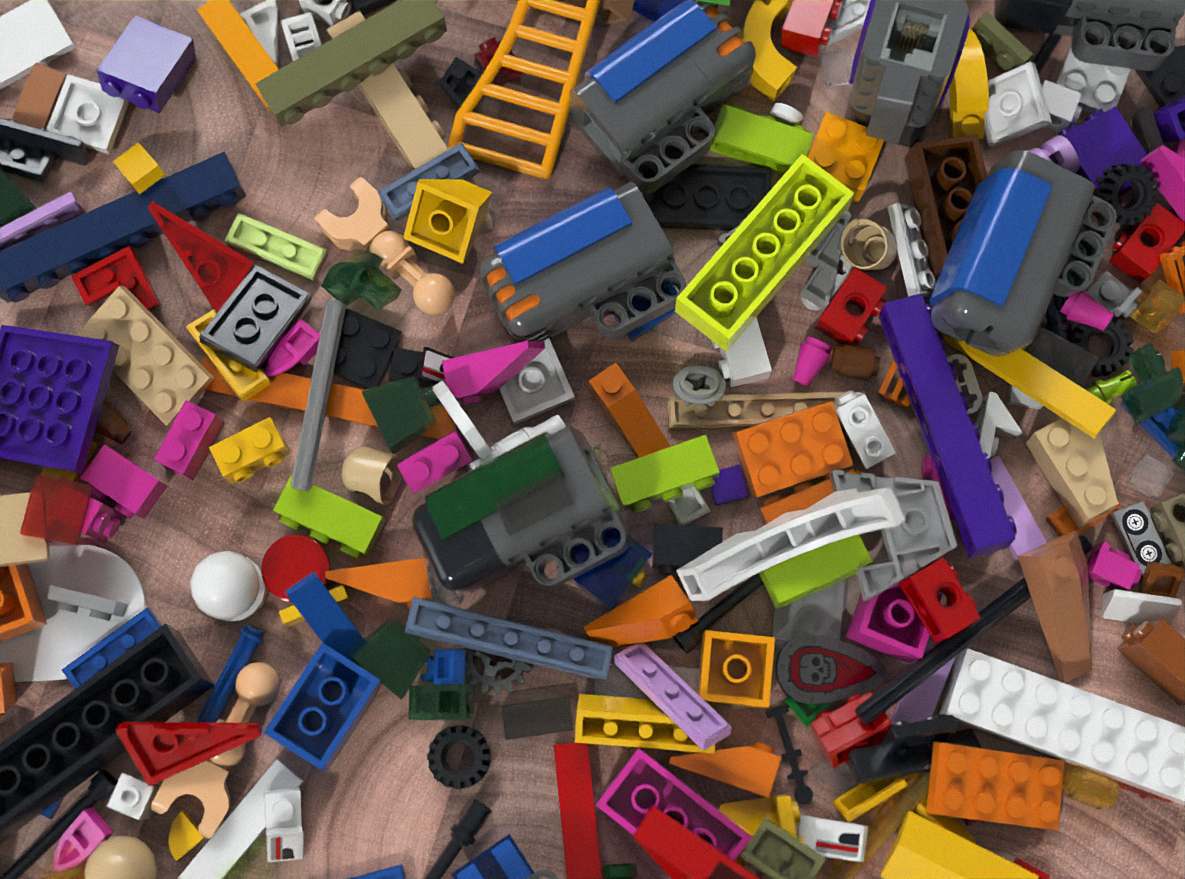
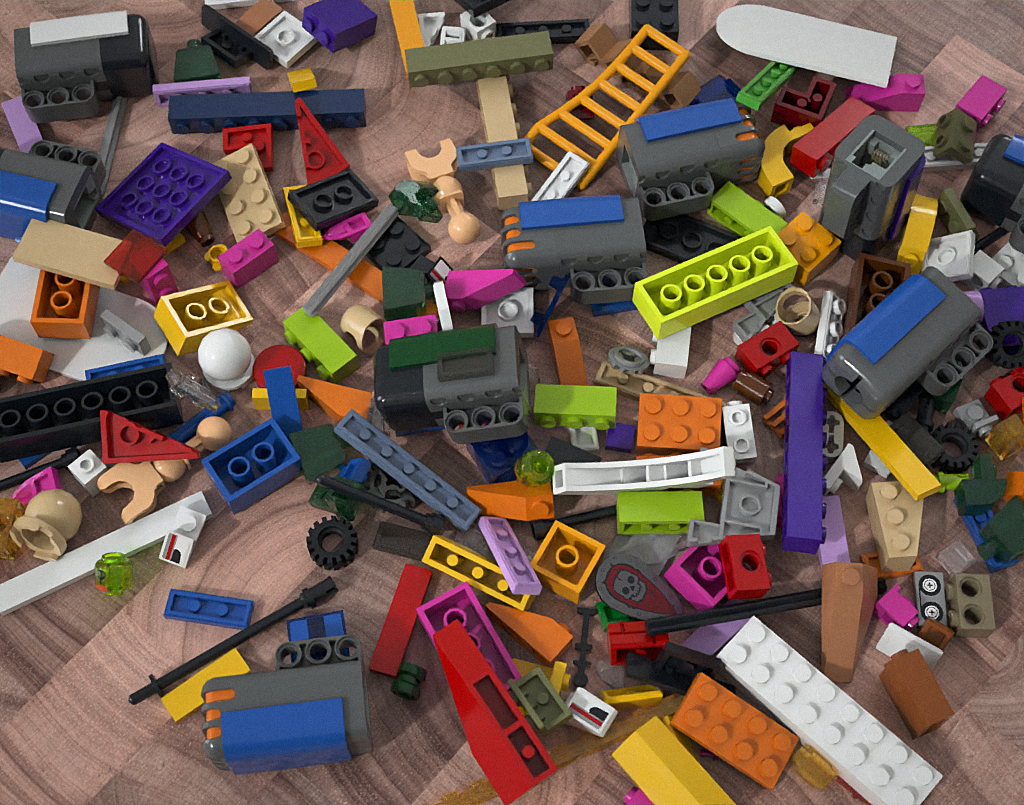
camera: 25 degrees right, 15 degrees down
(123, 482) = (189, 266): dark pink brick -> none
(141, 449) = (212, 255): none -> yellow plate
(169, 539) = (196, 312): none -> yellow slope
(183, 836) = (109, 517): yellow tile -> none
(210, 646) = (199, 392): none -> clear wing
(250, 451) = (286, 280): yellow brick -> none
(276, 246) = (370, 164): yellowish green tile -> none
(447, 216) = (496, 177): yellow slope -> none
(459, 80) = (546, 105): black piece -> none
(520, 187) = (563, 178): none -> white tile
(563, 688) = (430, 523): none -> black piece
(587, 358) = (541, 319): none -> clear blue piece
(657, 579) = (534, 468): none -> clear neon green head
(1086, 310) = (947, 413): dark pink cone -> none

